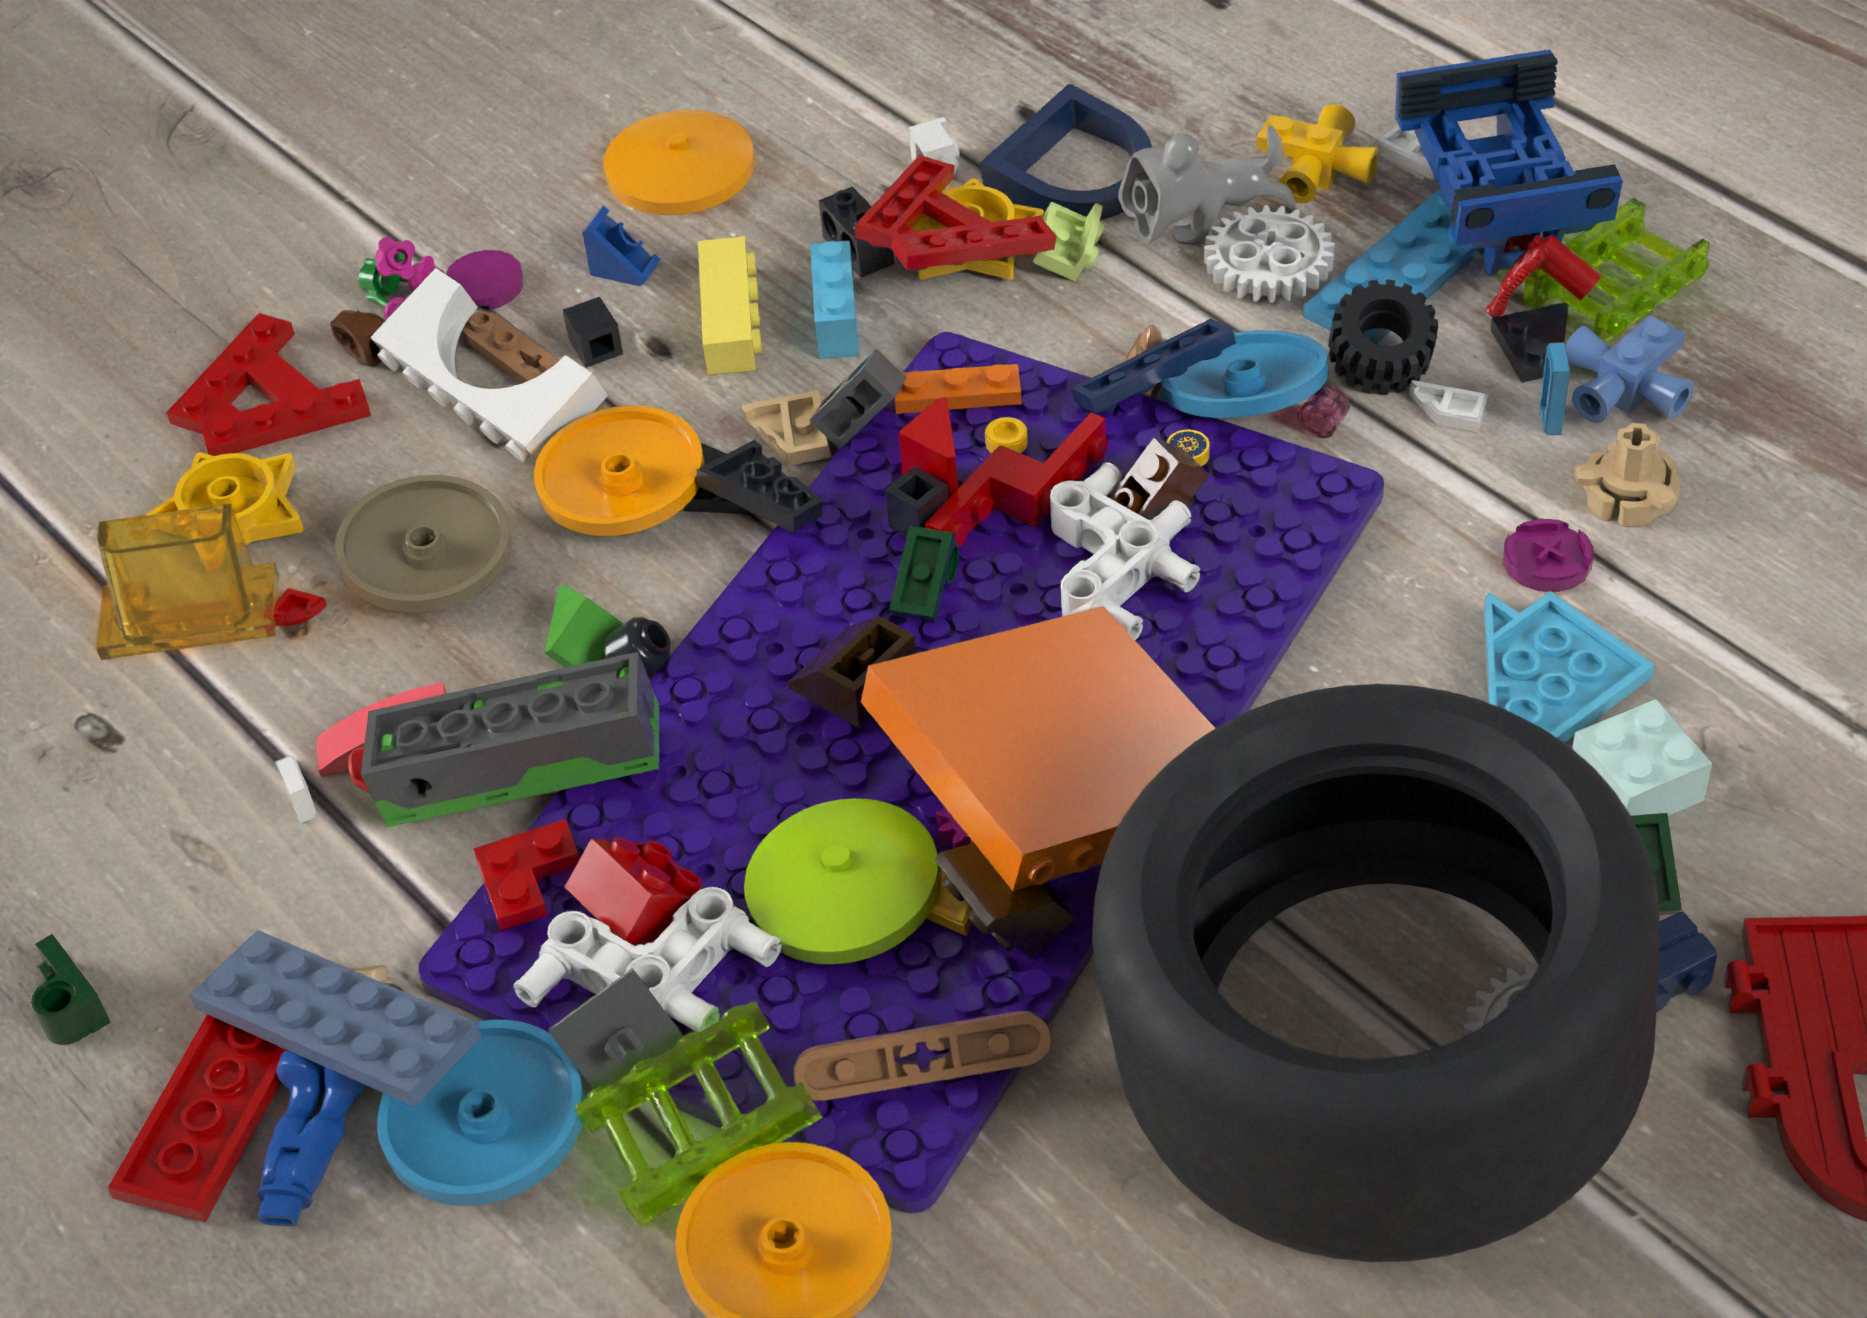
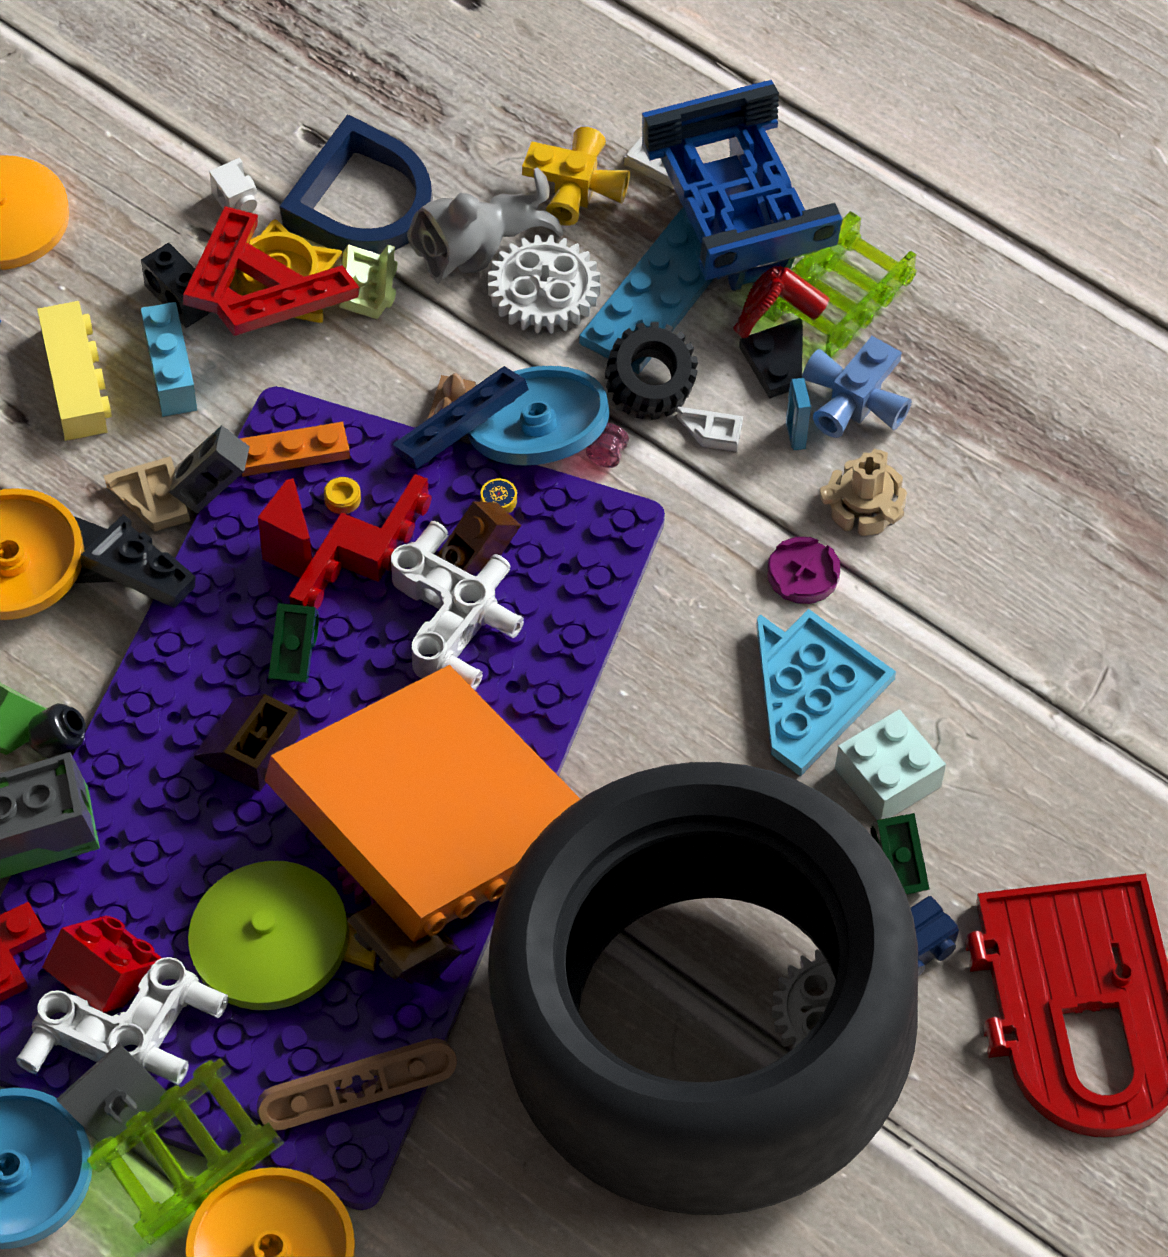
camera: 15 degrees left, 10 degrees up
(914, 500) = (277, 575): black brick -> none

